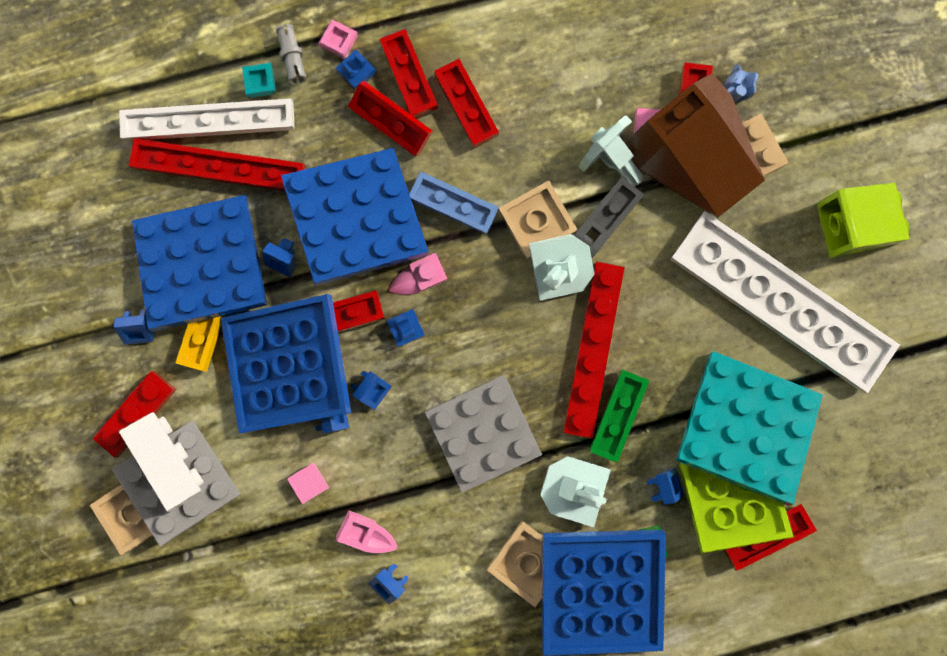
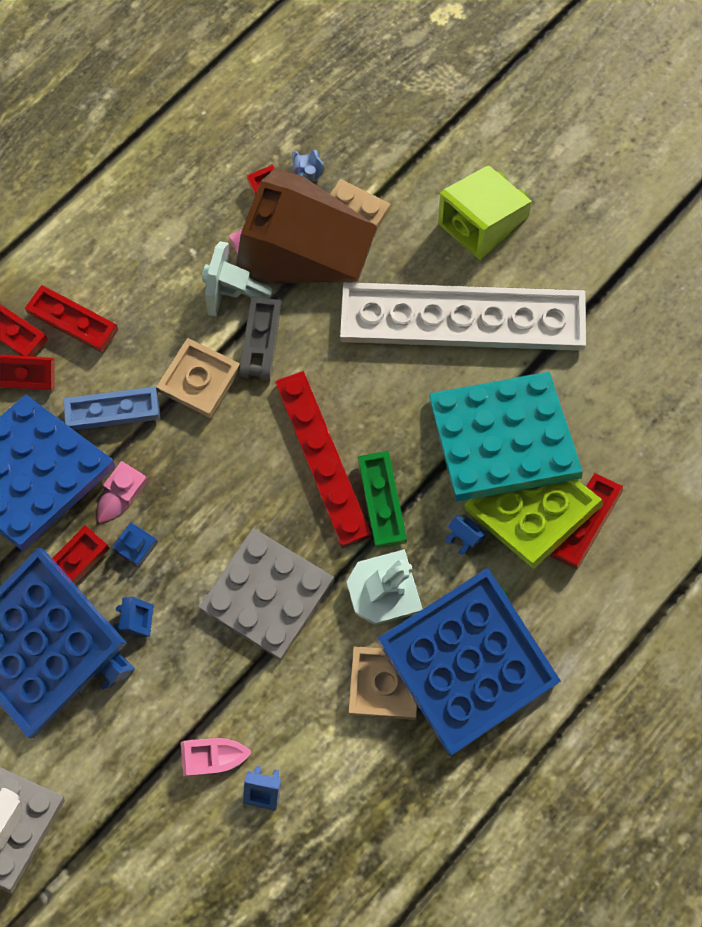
camera: 30 degrees left, 15 degrees down
(308, 483) = (125, 744): bright pink tile -> none
(561, 266) = (245, 403): light aqua piece -> none

